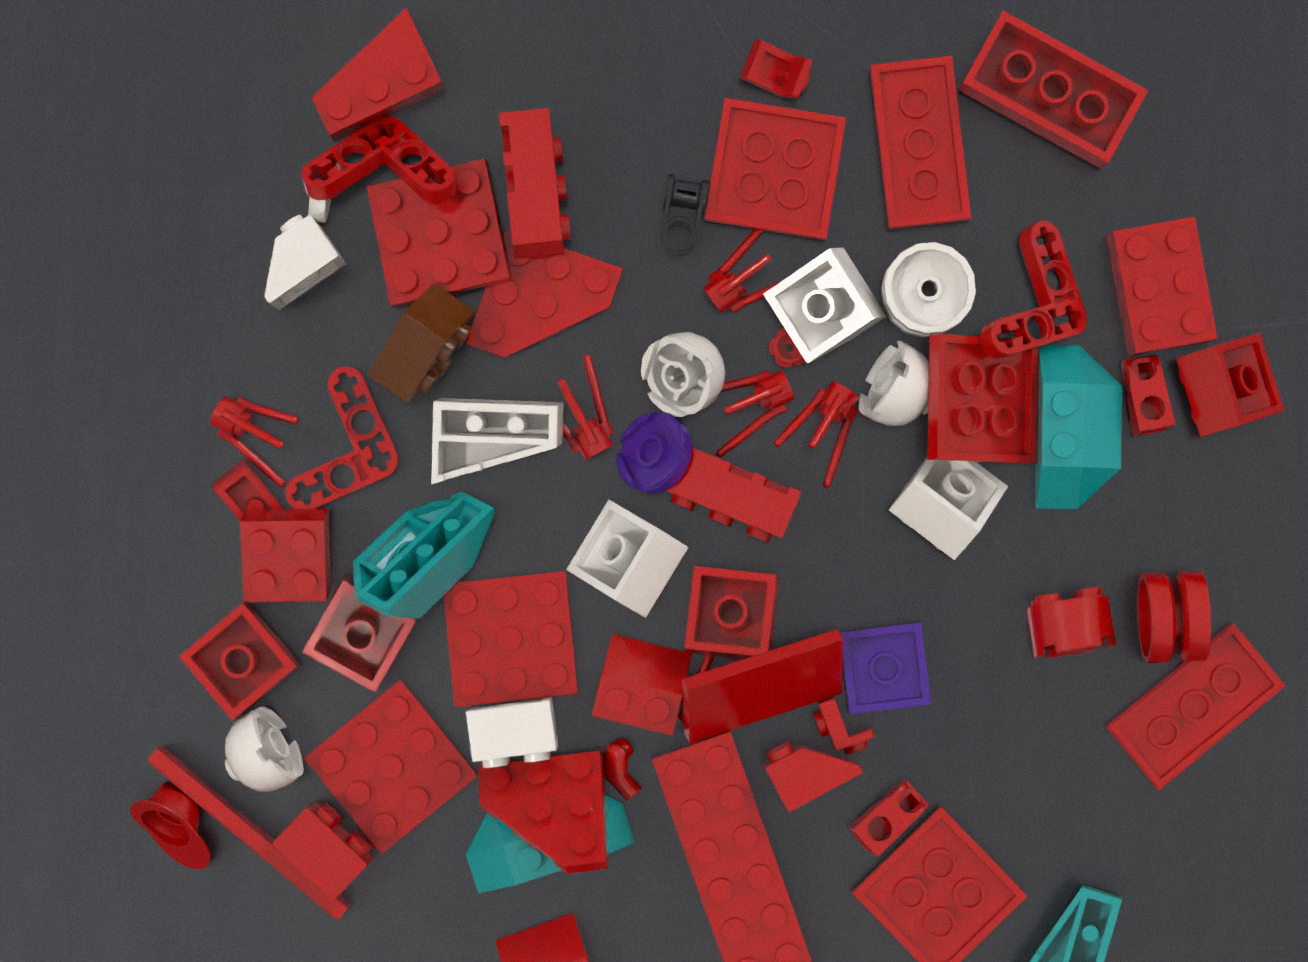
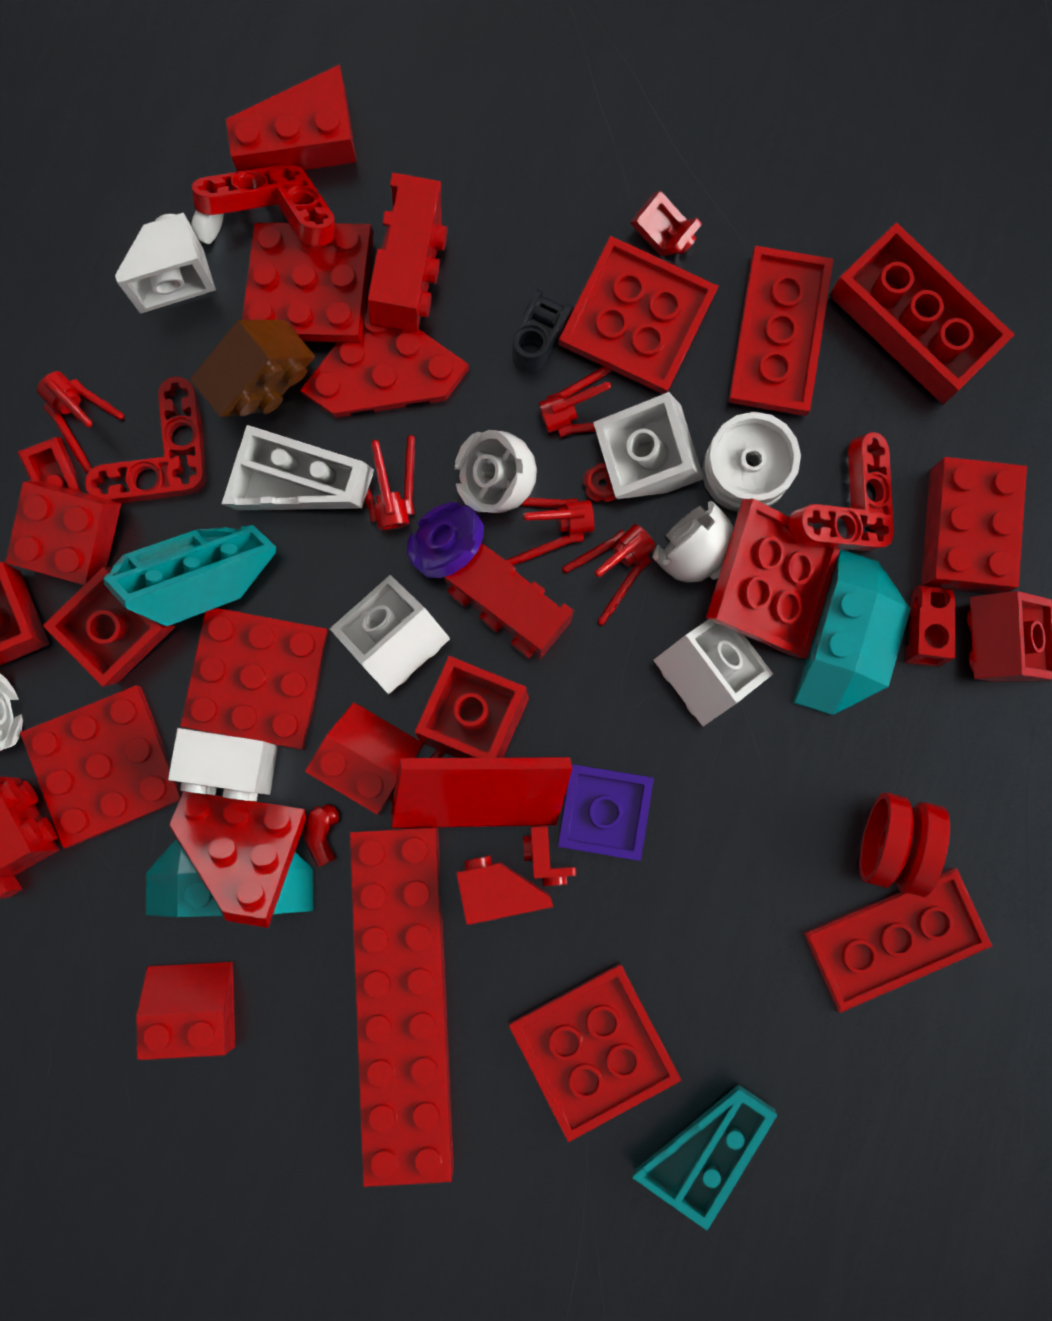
camera: 15 degrees right, 5 degrees down
(888, 818) = (566, 960): red leg -> none
(1070, 624) = (799, 821): red brick -> none

